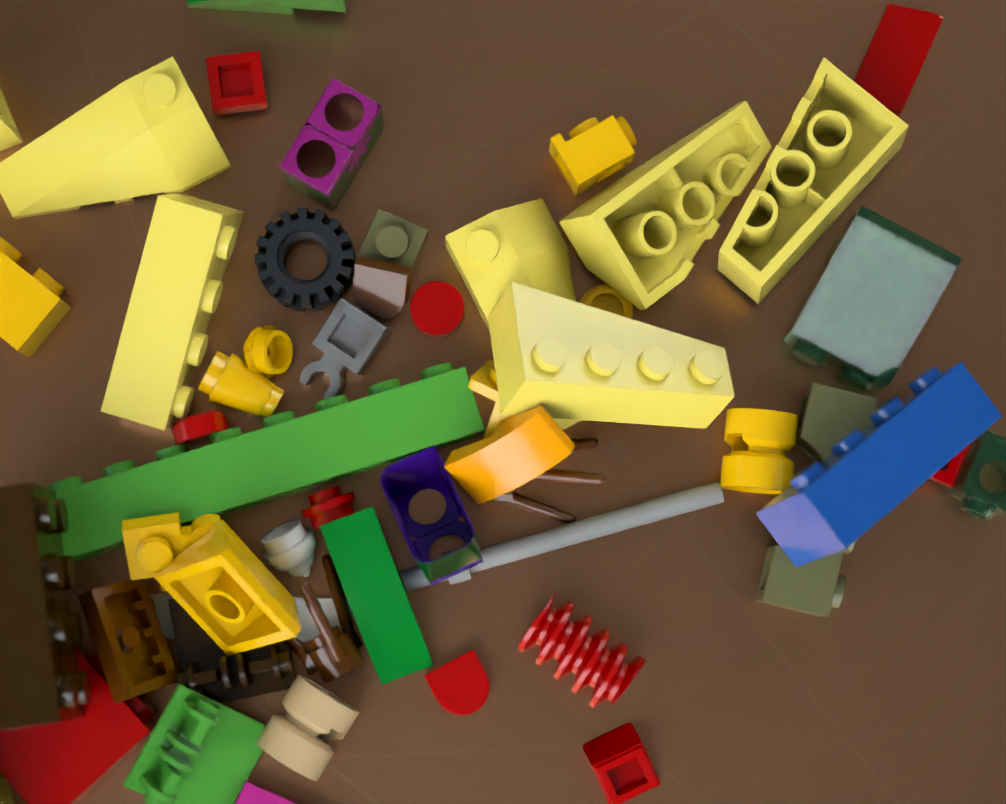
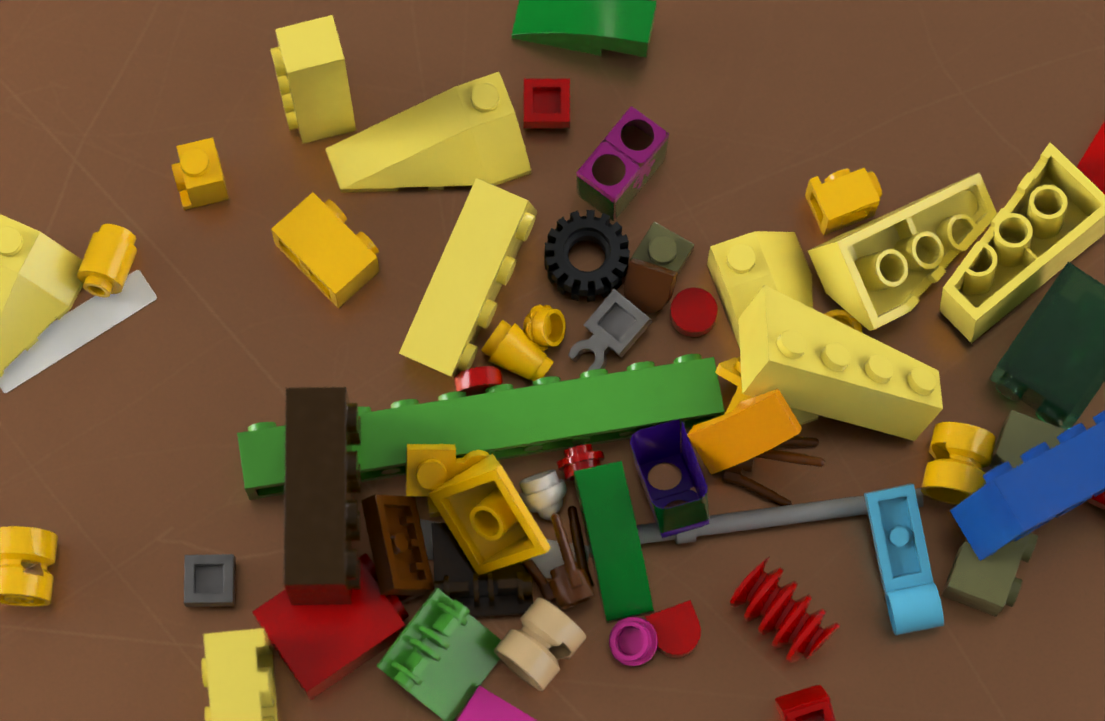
camera: 10 degrees right, 10 degrees down
(414, 705) = (633, 641): none -> dark pink plate
(709, 570) = (903, 560): none -> medium azure plate

